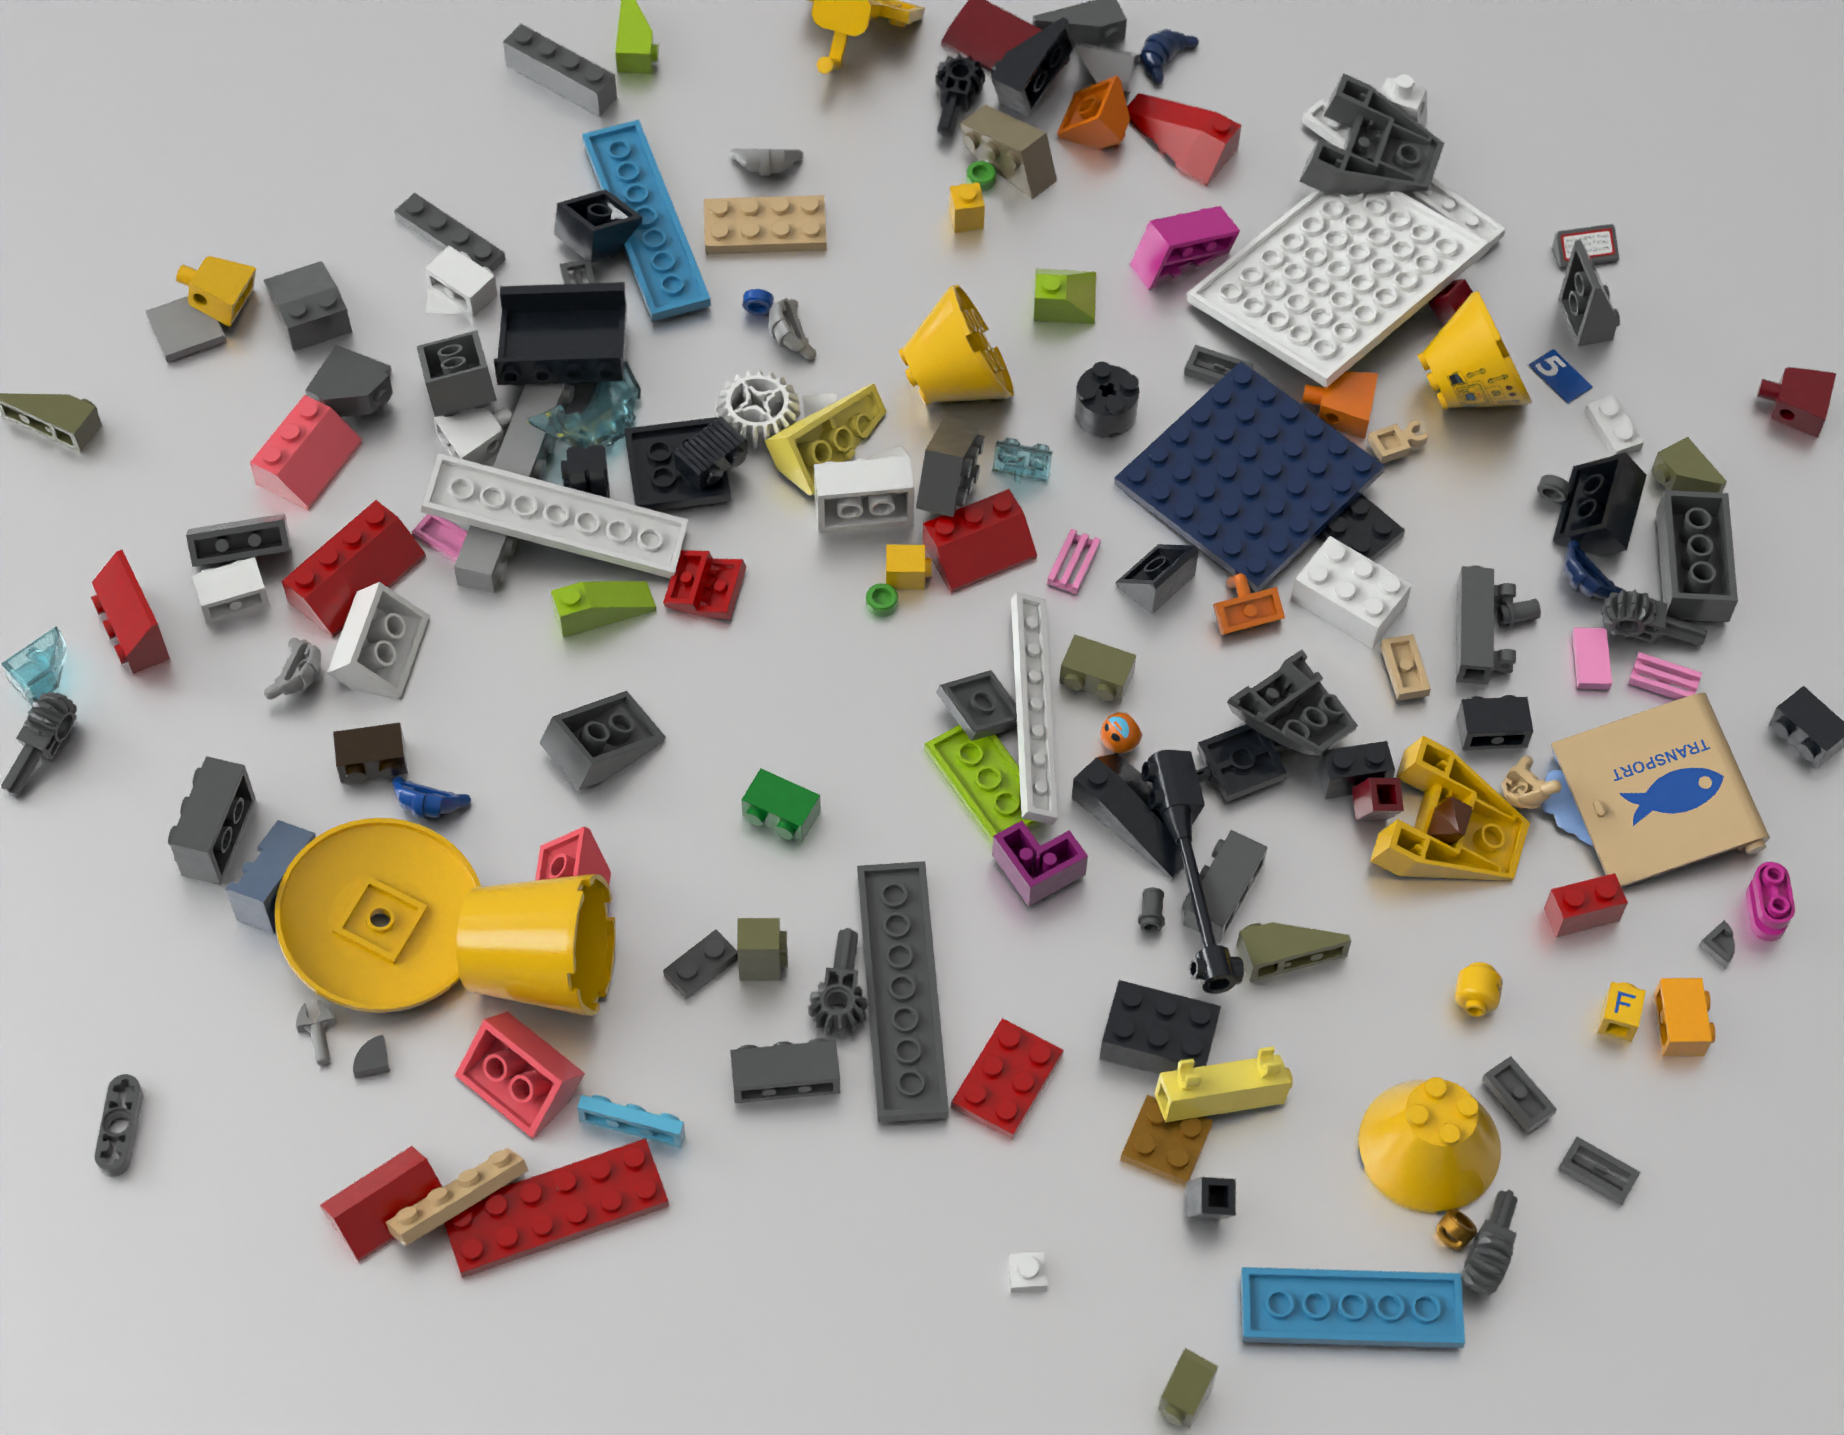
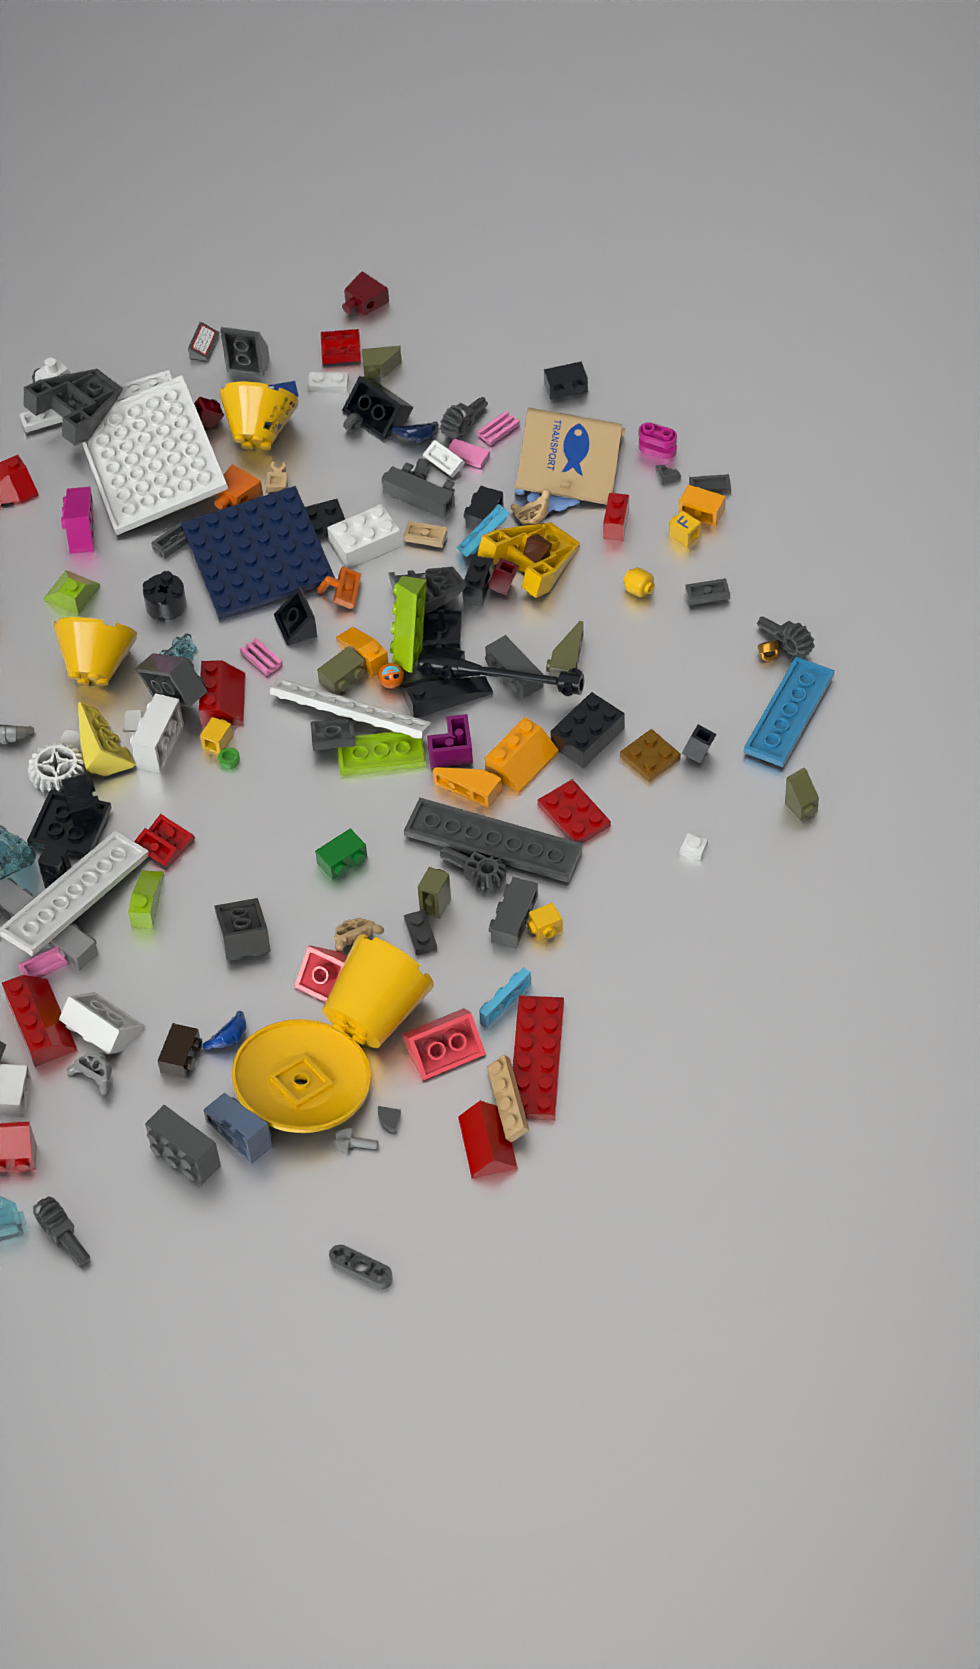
camera: 60 degrees left, 5 degrees down
(654, 876) = (349, 930): none -> tan piece
(786, 1119) = (545, 922): none -> yellow brick
(985, 922) = (471, 784): none -> light orange slope
(1067, 962) = (521, 755): none -> light orange slope
(1151, 680) = (366, 647): none -> light orange slope
(1151, 917) = (509, 706): dark grey pin -> none
(1202, 706) = (409, 621): none -> lime slope
(1223, 1086) = (637, 712): light yellow brick -> none
(1429, 1145) = (714, 639): yellow cone -> none
(1470, 740) = (494, 519): none -> medium azure plate
(1557, 630) = (443, 459): none -> white plate
(1594, 1182) = (768, 581): dark grey tile -> none
(1689, 412) = (340, 346): none -> red slope
(1696, 555) = (435, 378): dark grey brick -> none
(1737, 1014) = (713, 483): none -> dark grey tile

